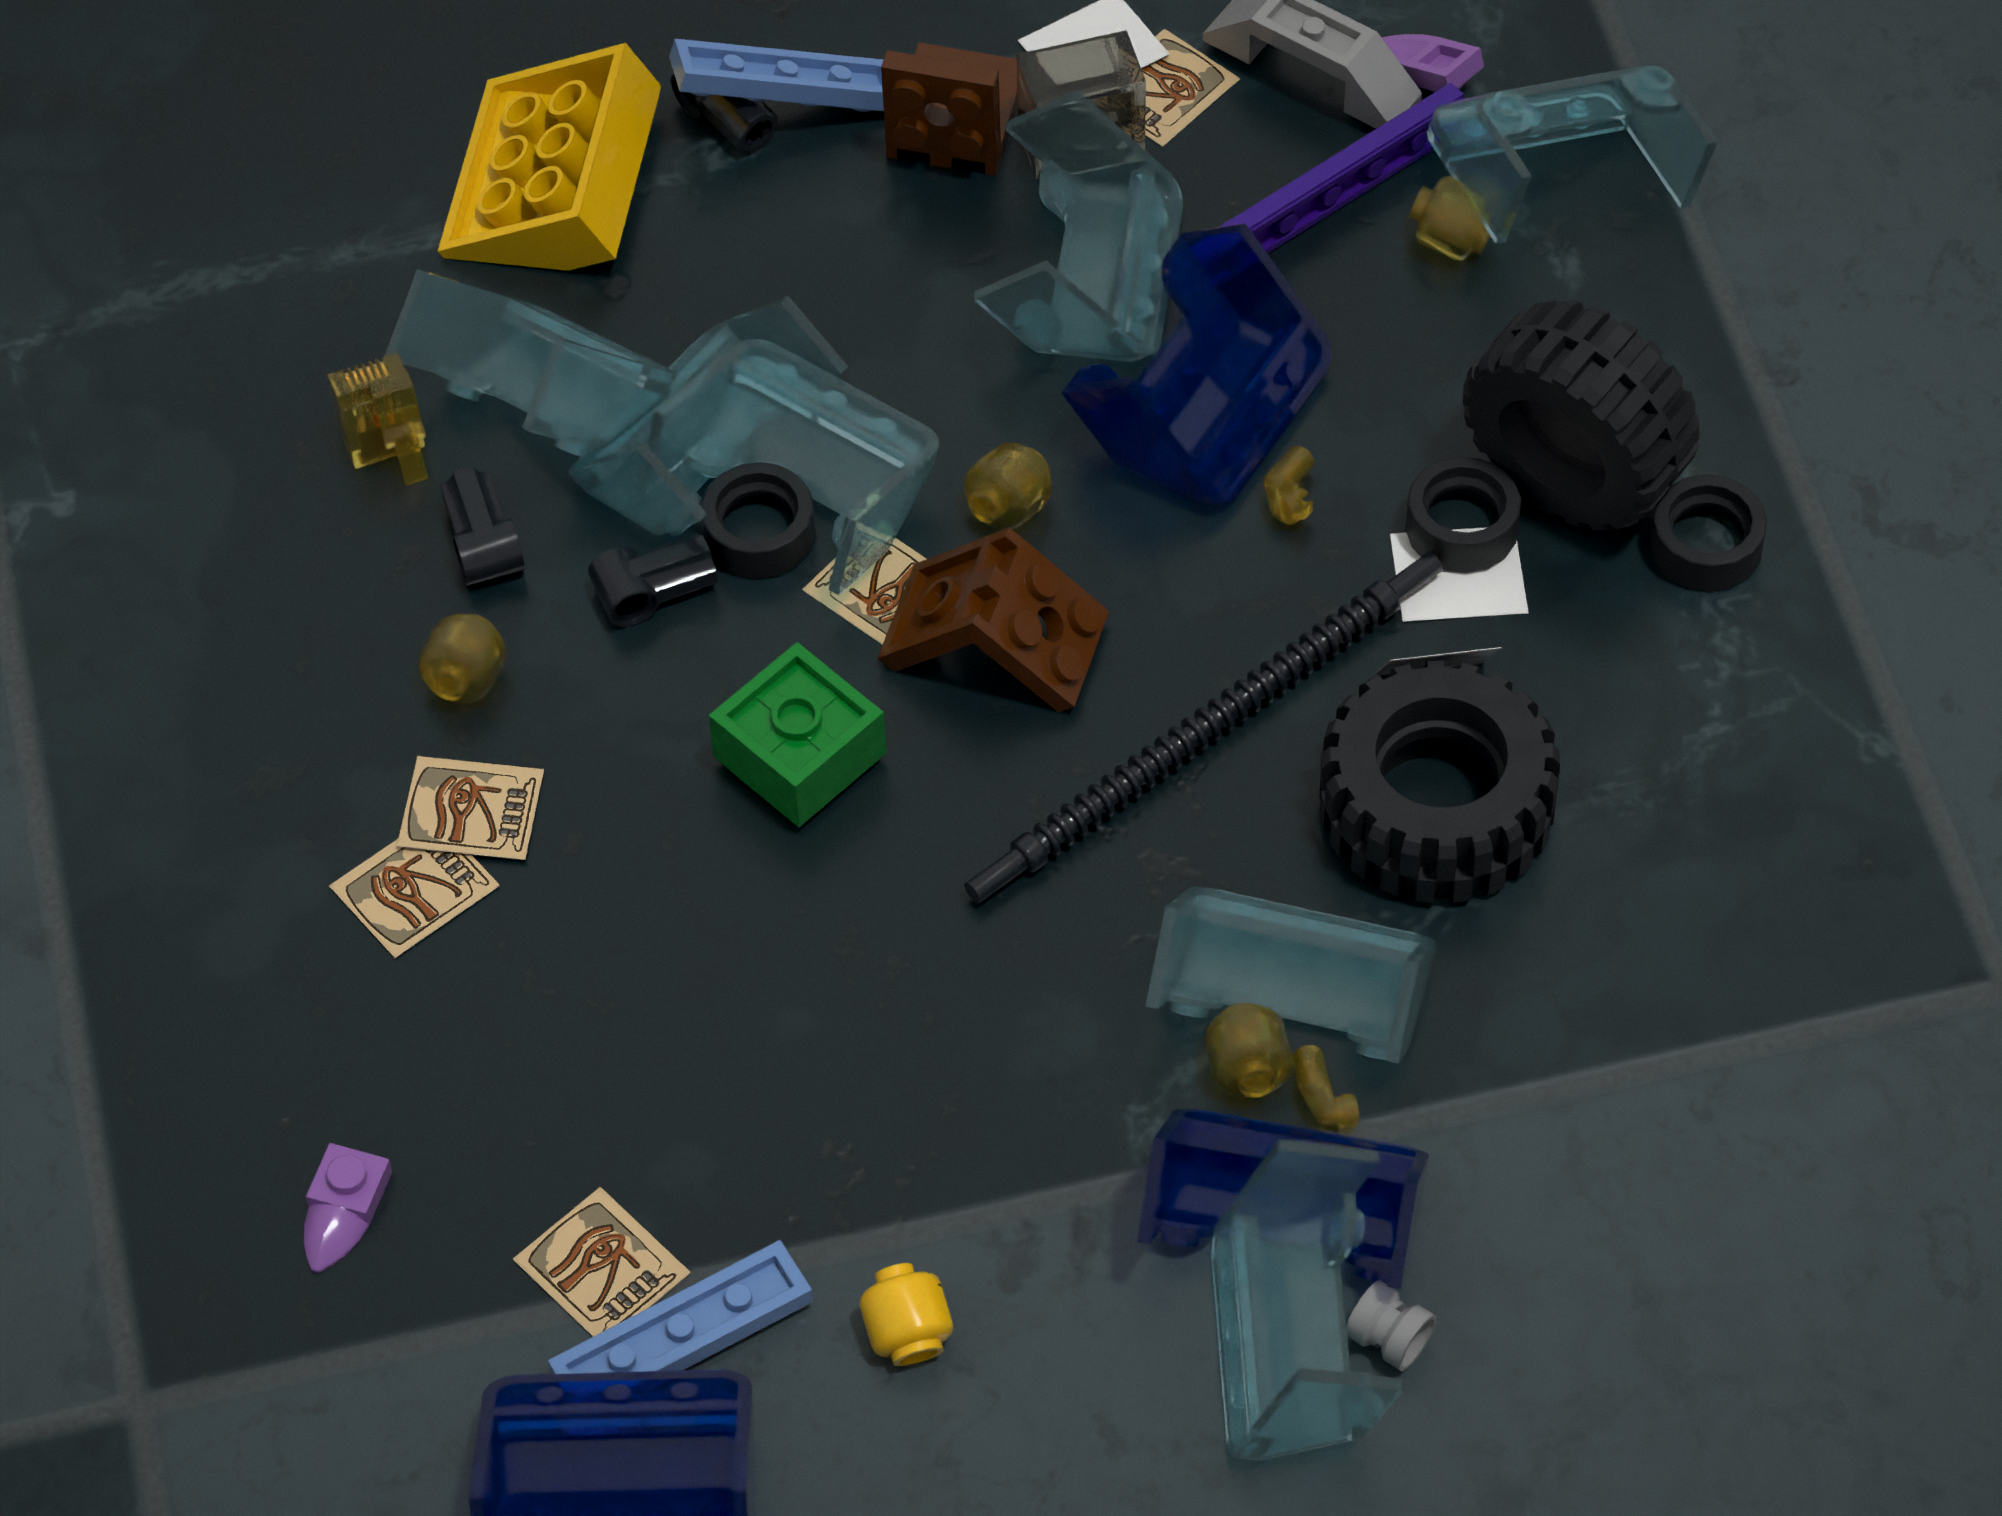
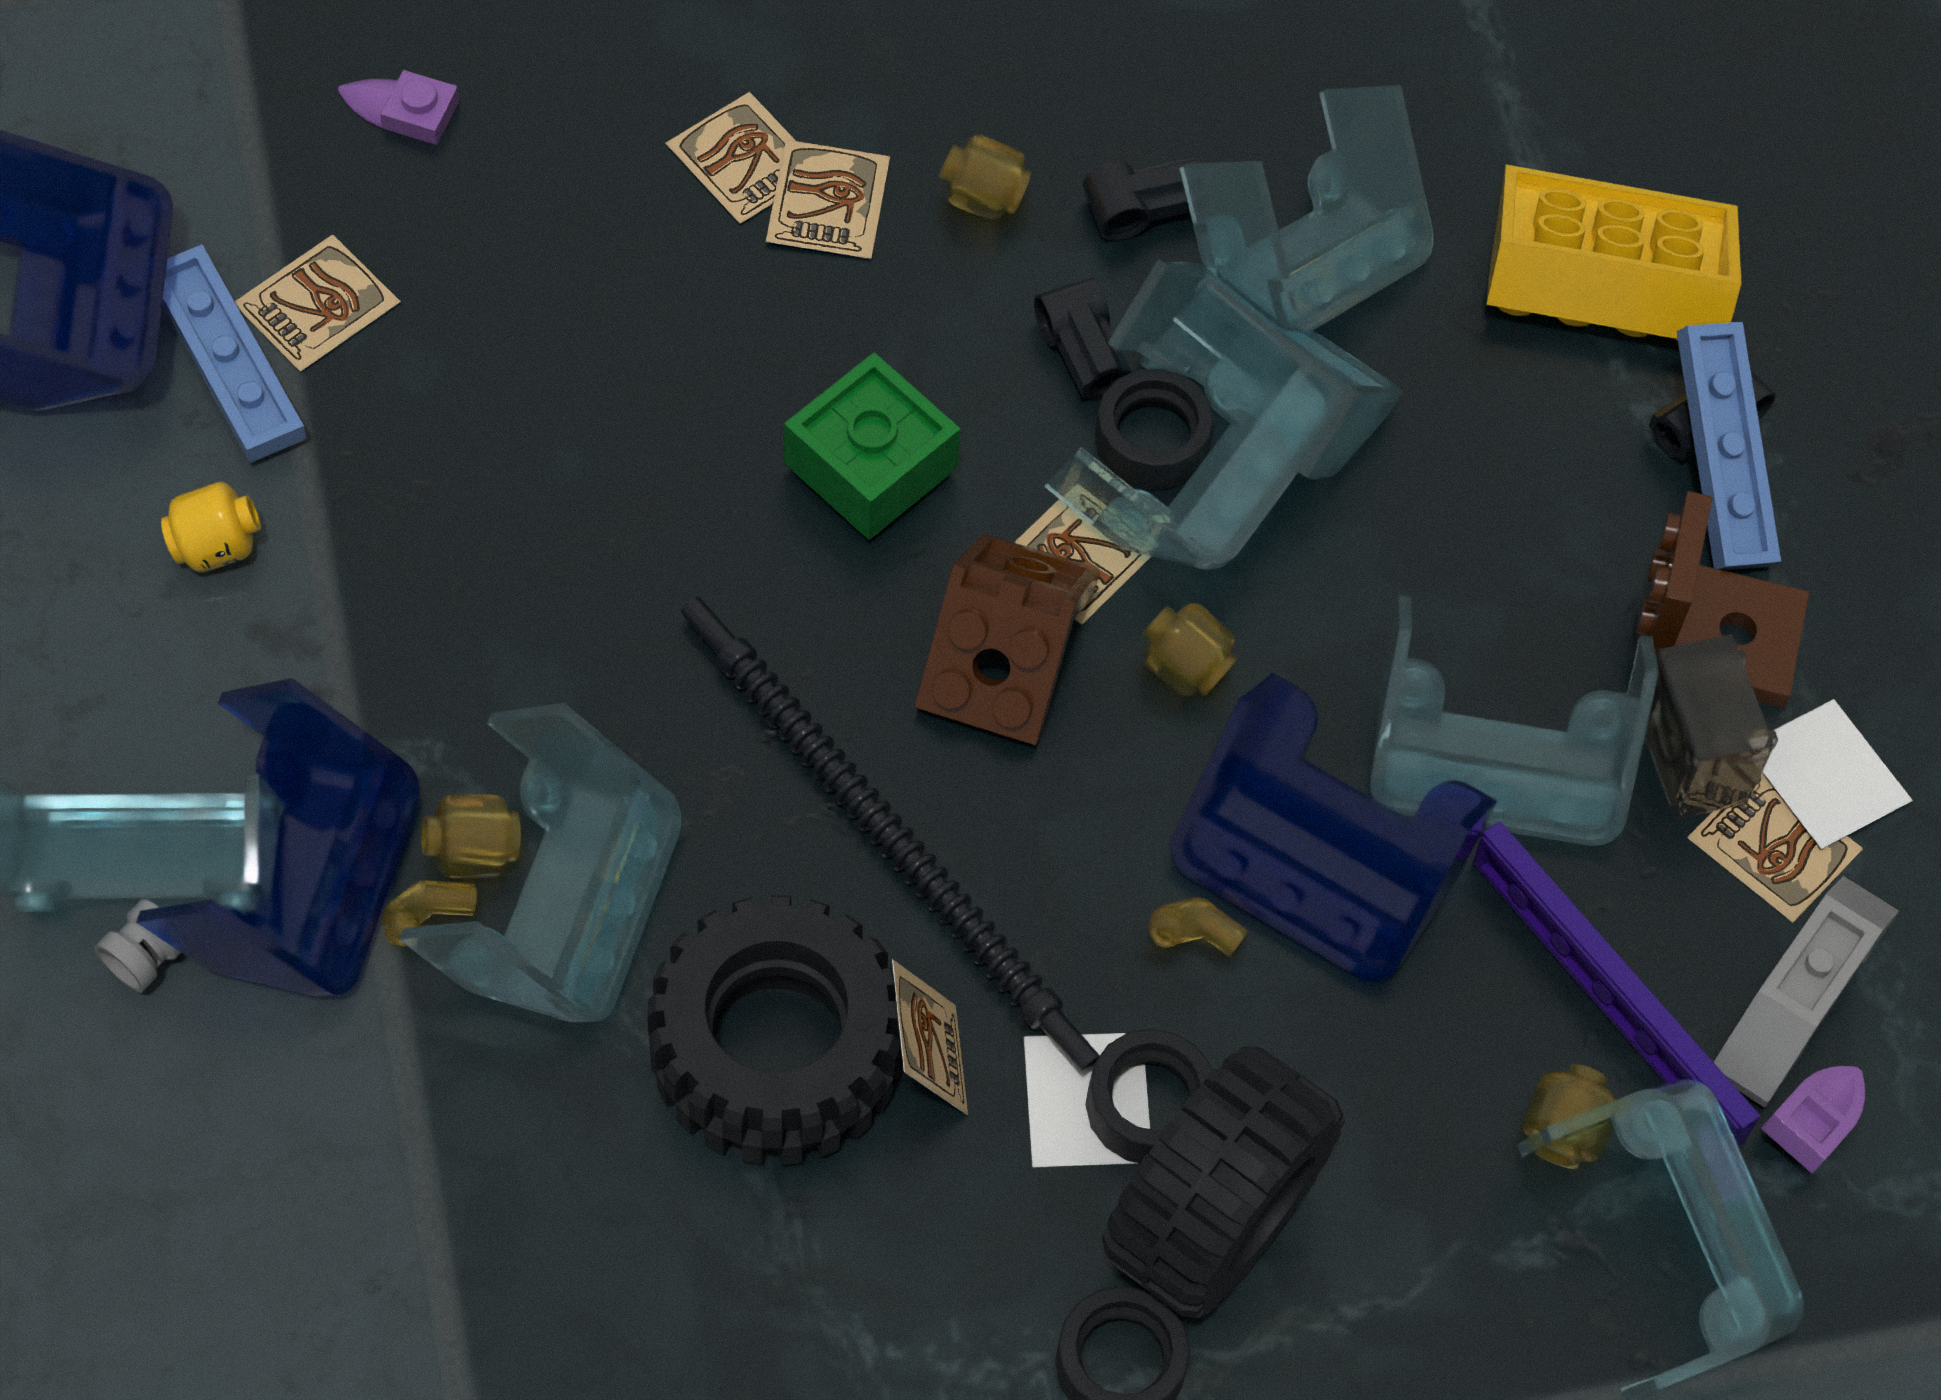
camera: 85 degrees right, 5 degrees up
(380, 416) = (1273, 102): clear yellow piece -> none

